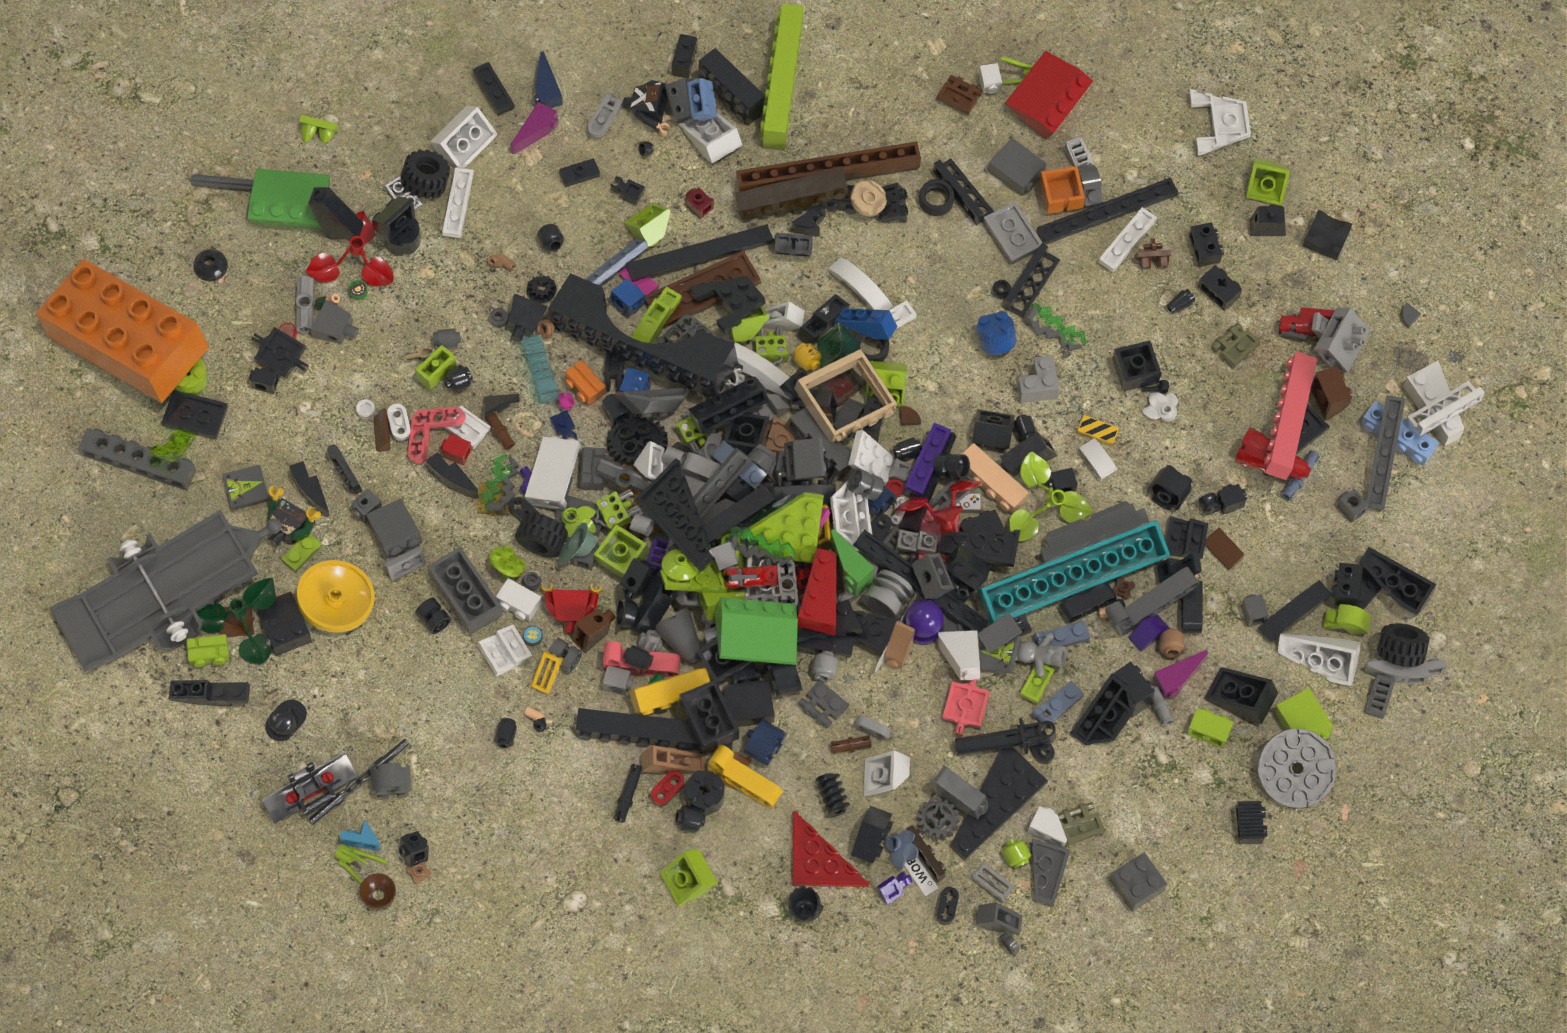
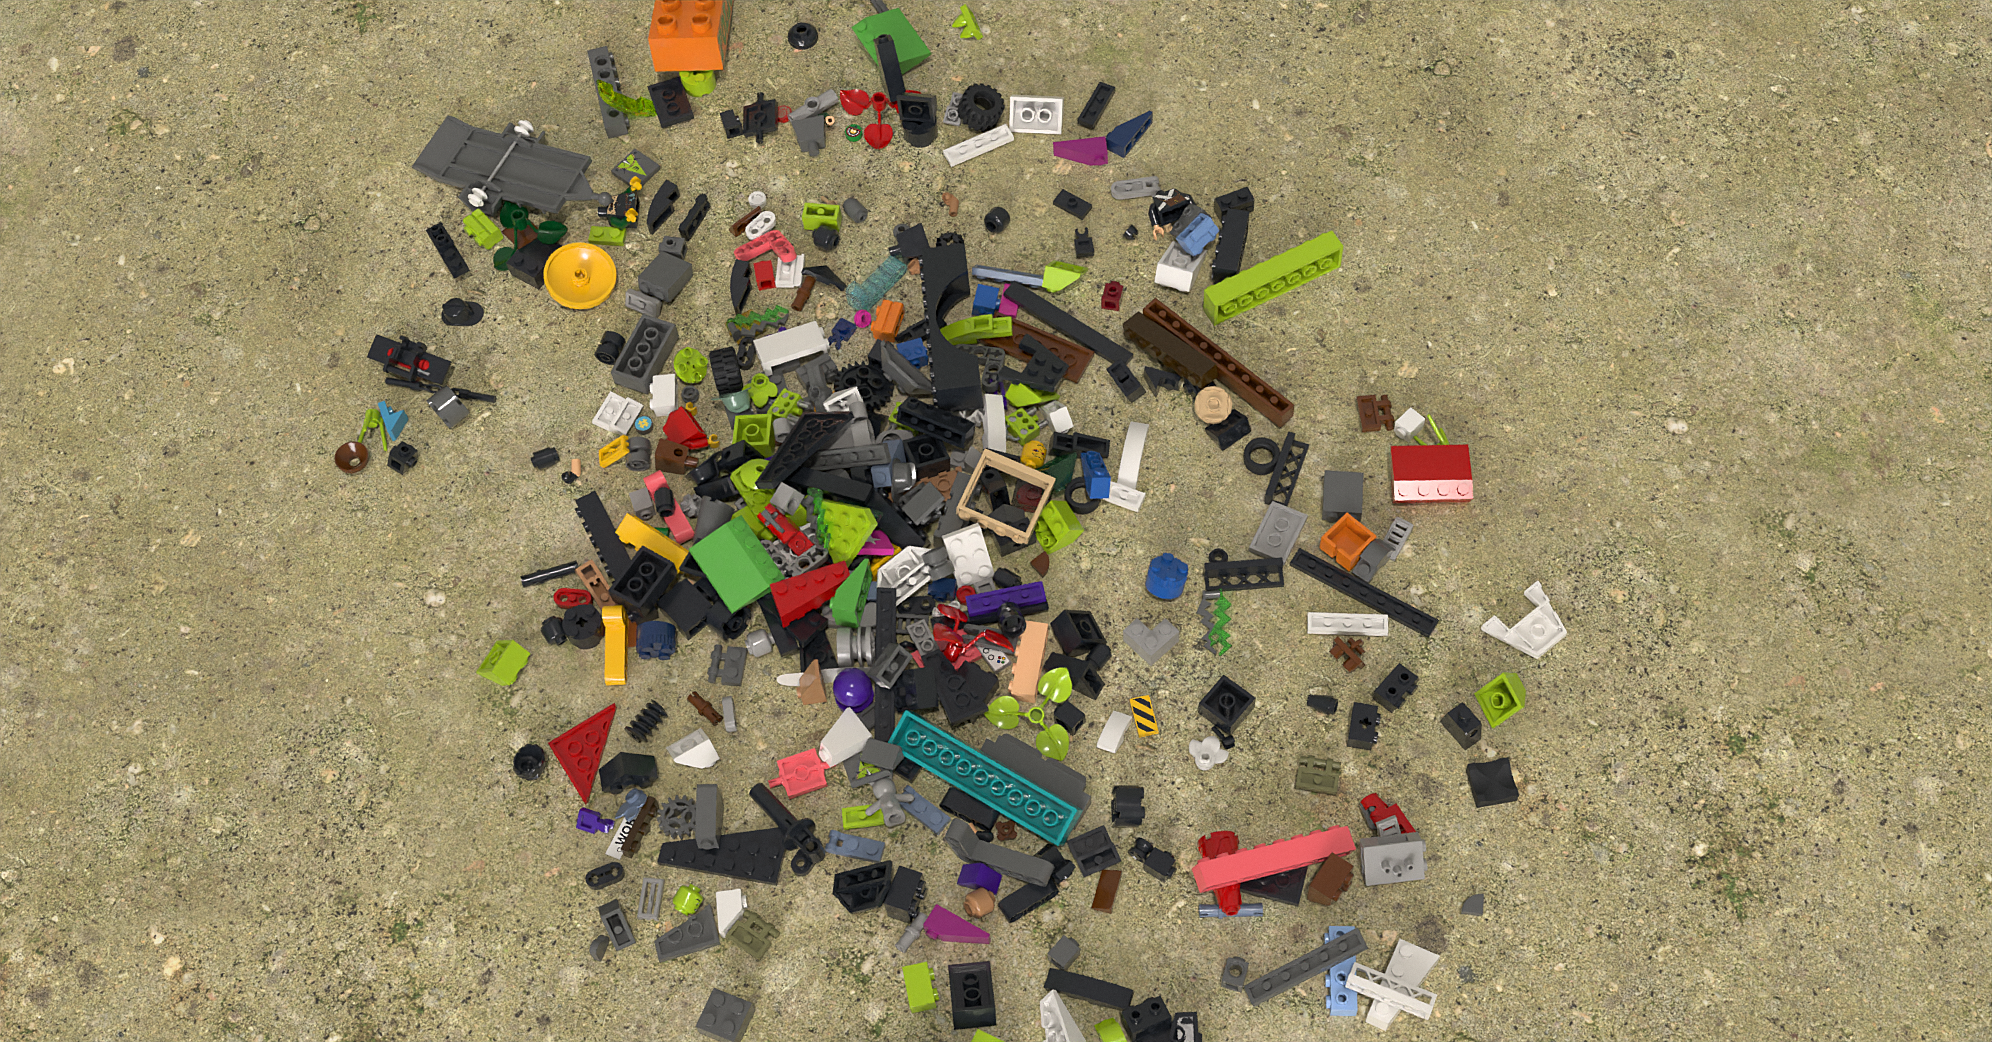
camera: 65 degrees right, 5 degrees down
(418, 877) = (389, 480): medium nougat plate -> none

